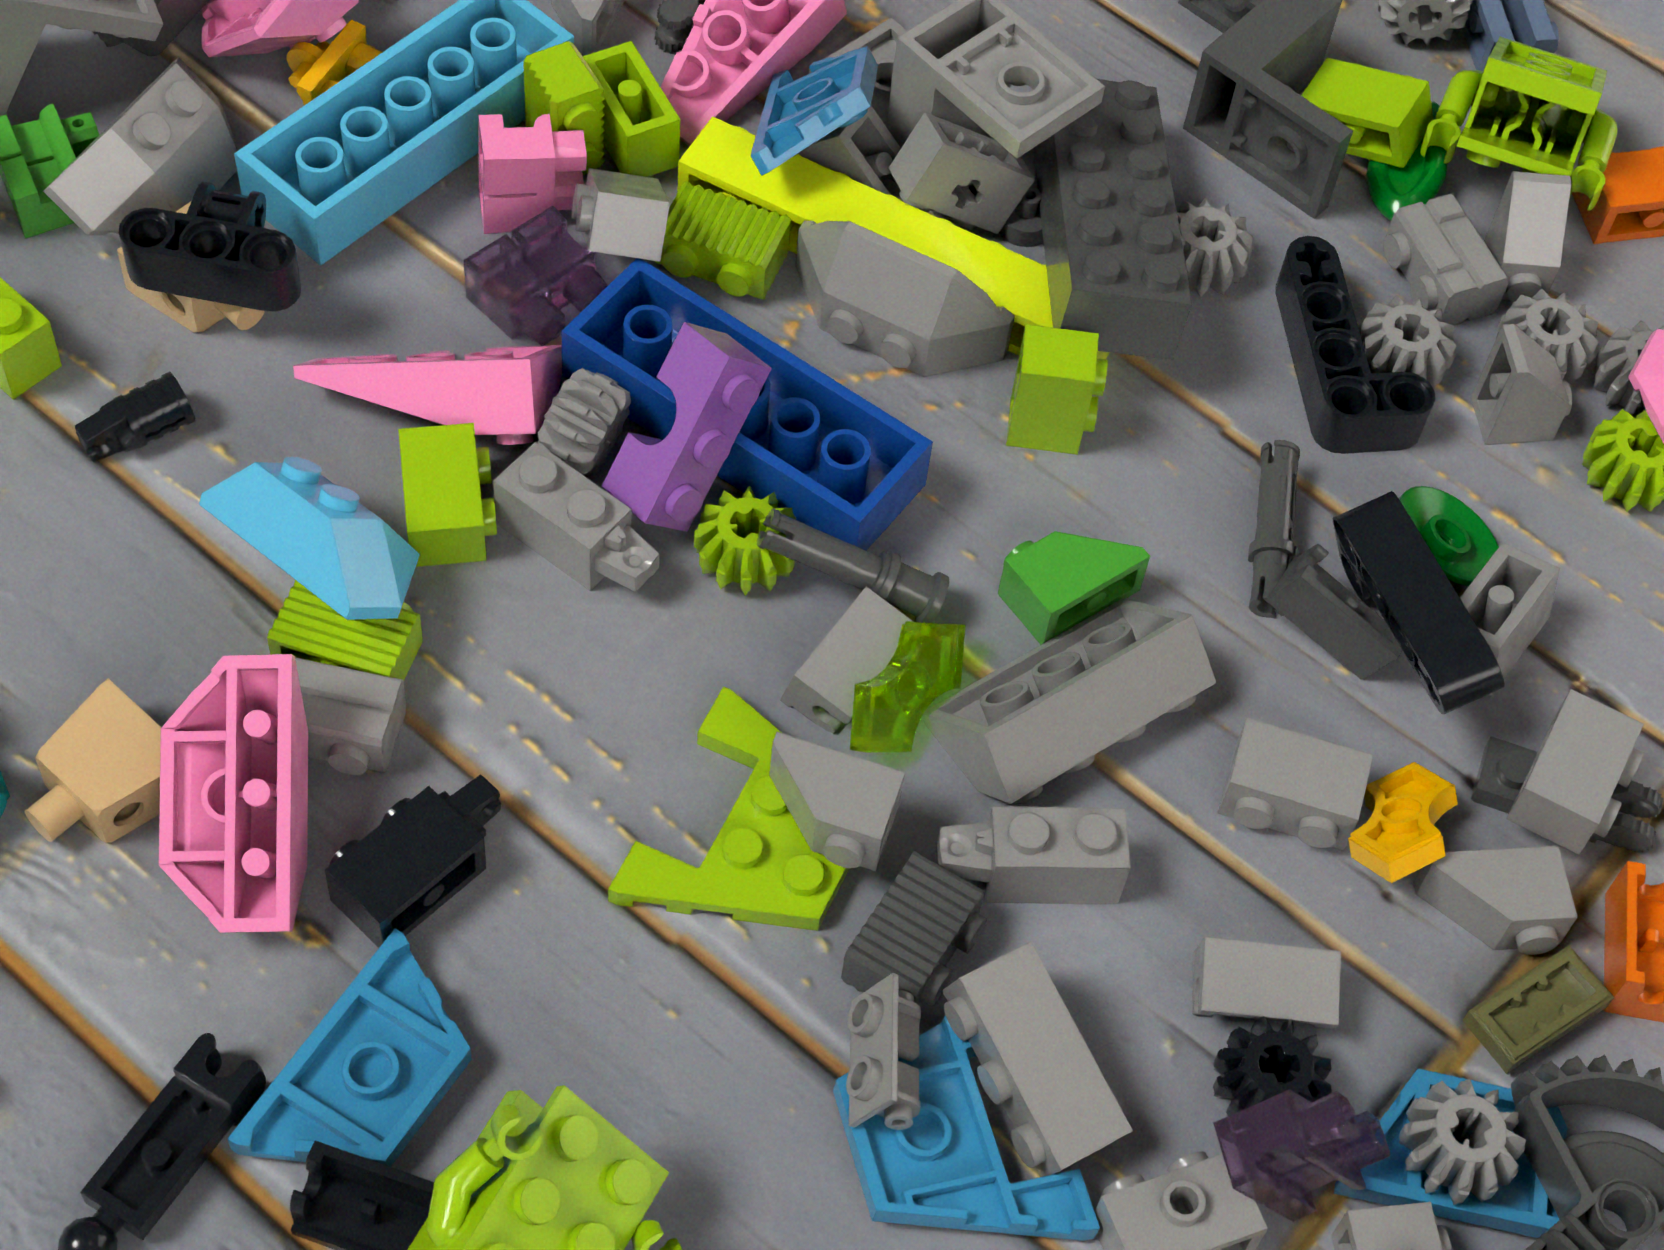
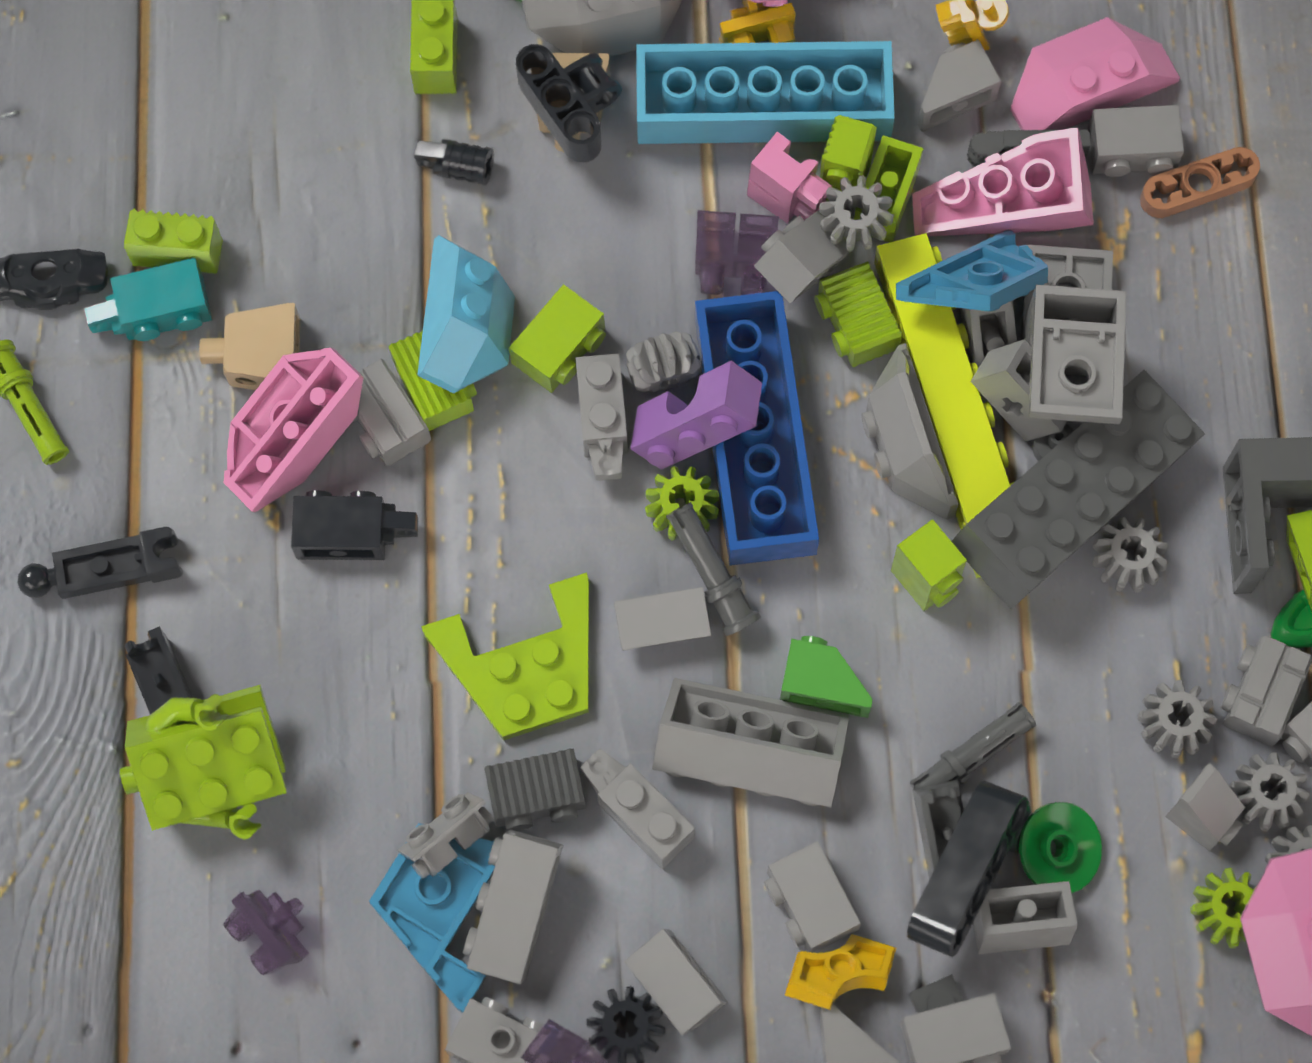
camera: 55 degrees right, 15 degrees up
(364, 1070) = (226, 610): dark azure wing -> none
(495, 389) = (627, 286): bright pink wedge -> none
(639, 128) = (839, 211): none -> light grey gear
(837, 799) = (560, 690): light grey slope -> none
(894, 701) = (690, 656): clear neon green tile -> none
(1341, 397) = (1136, 680): black beam -> none

